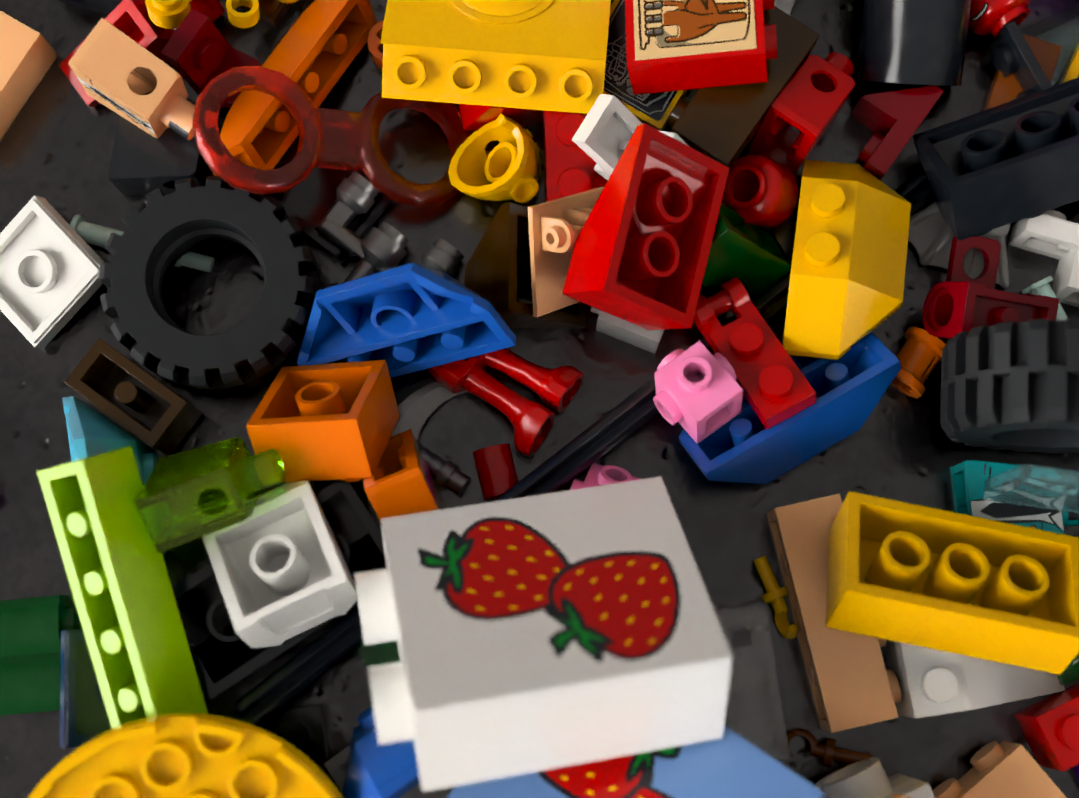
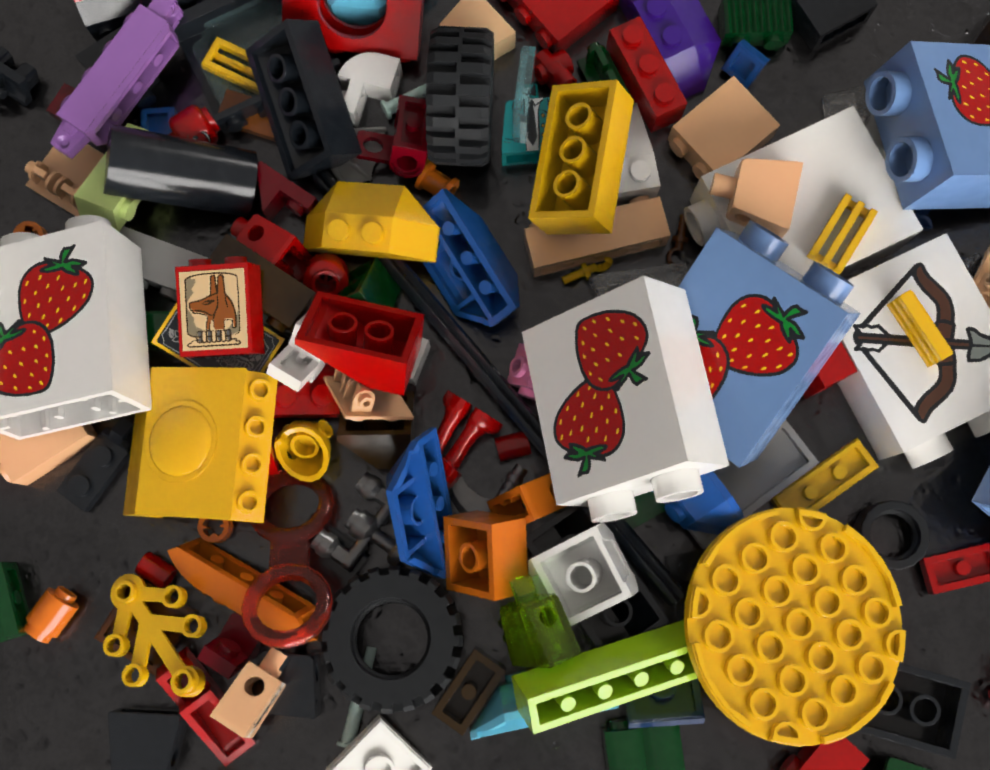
camera: 90 degrees left, 0 degrees up
(697, 390) = (462, 313): bright pink brick -> none
(760, 361) = (438, 278): red plate -> none

